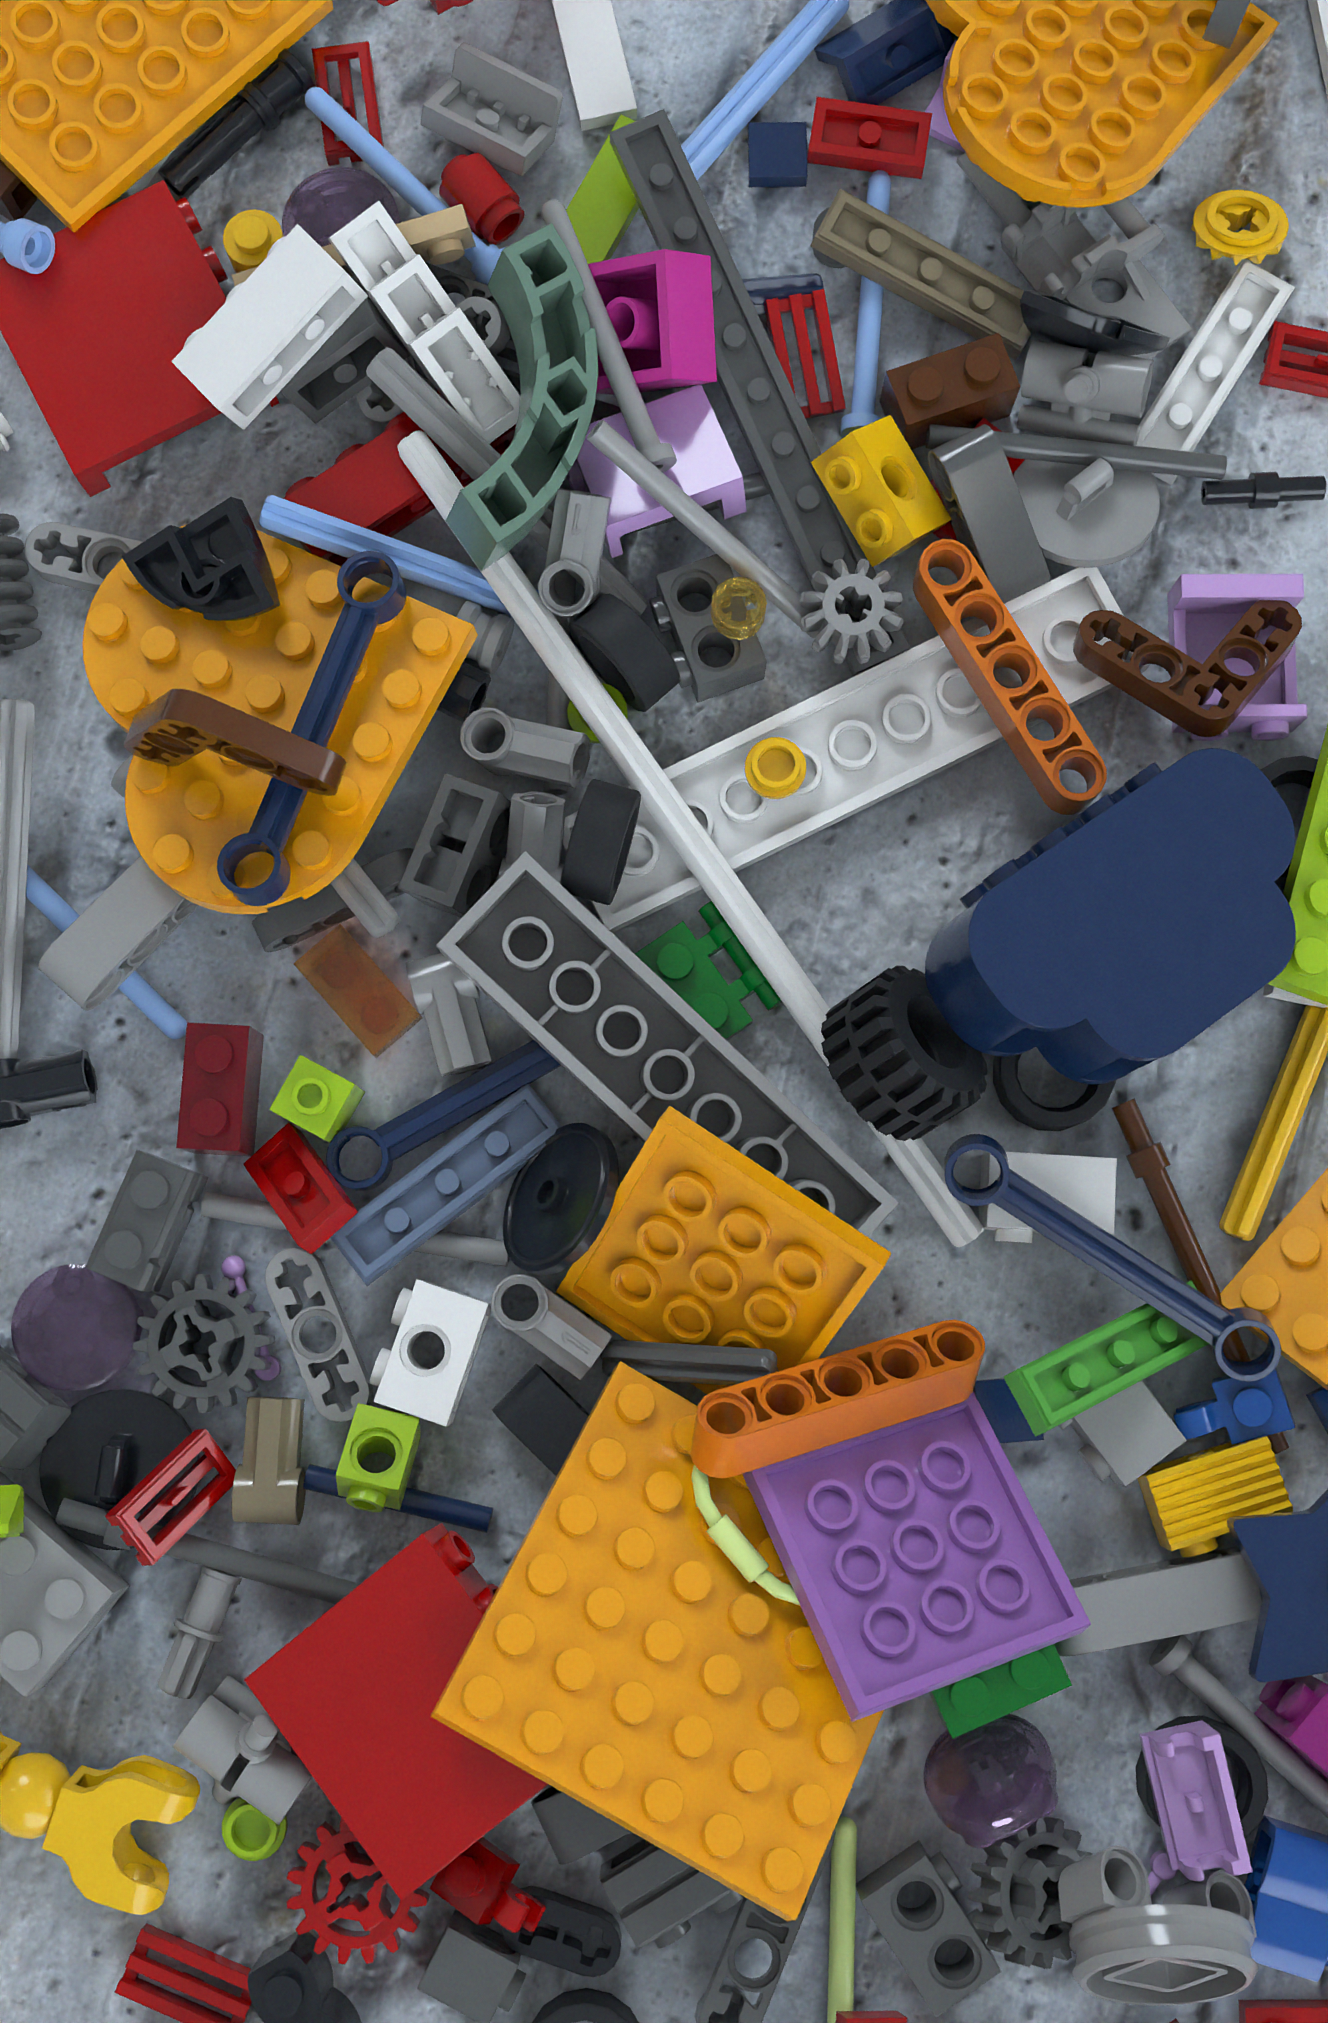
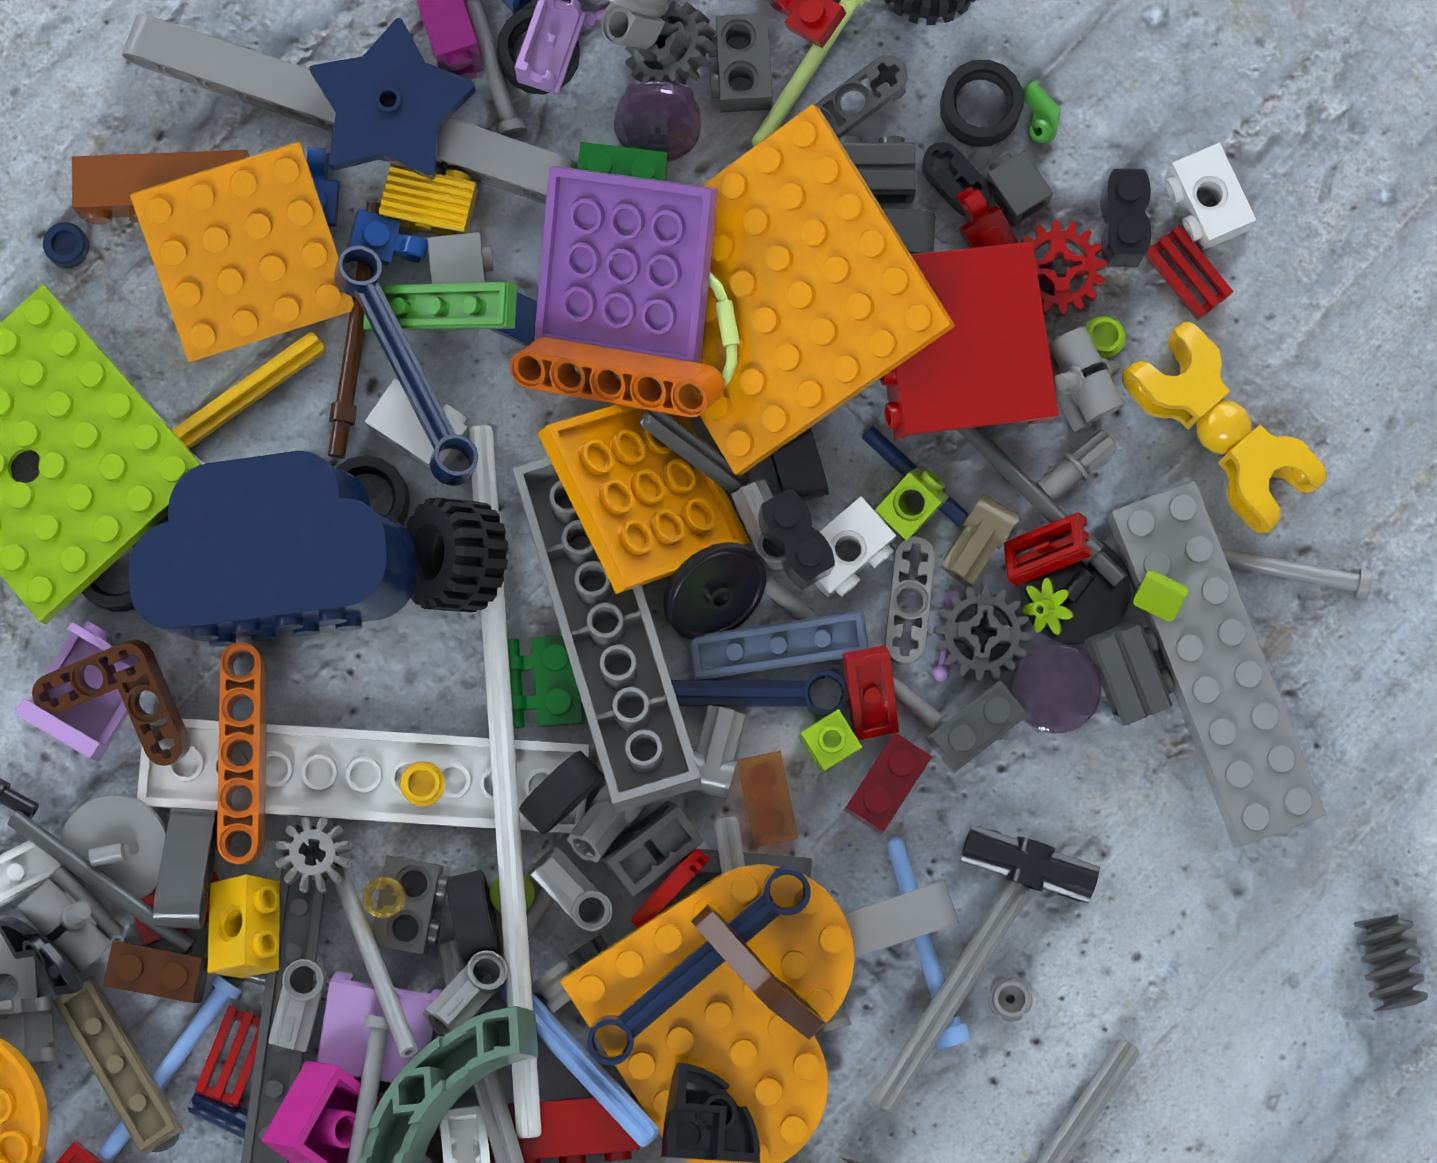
camera: 155 degrees left, 0 degrees up
(135, 1422) = (1047, 606): none -> lime plant
(408, 811) = (670, 888): none -> red tile
(476, 1307) = (789, 529): none -> black brick
(762, 431) = (295, 1010): none -> light grey piece

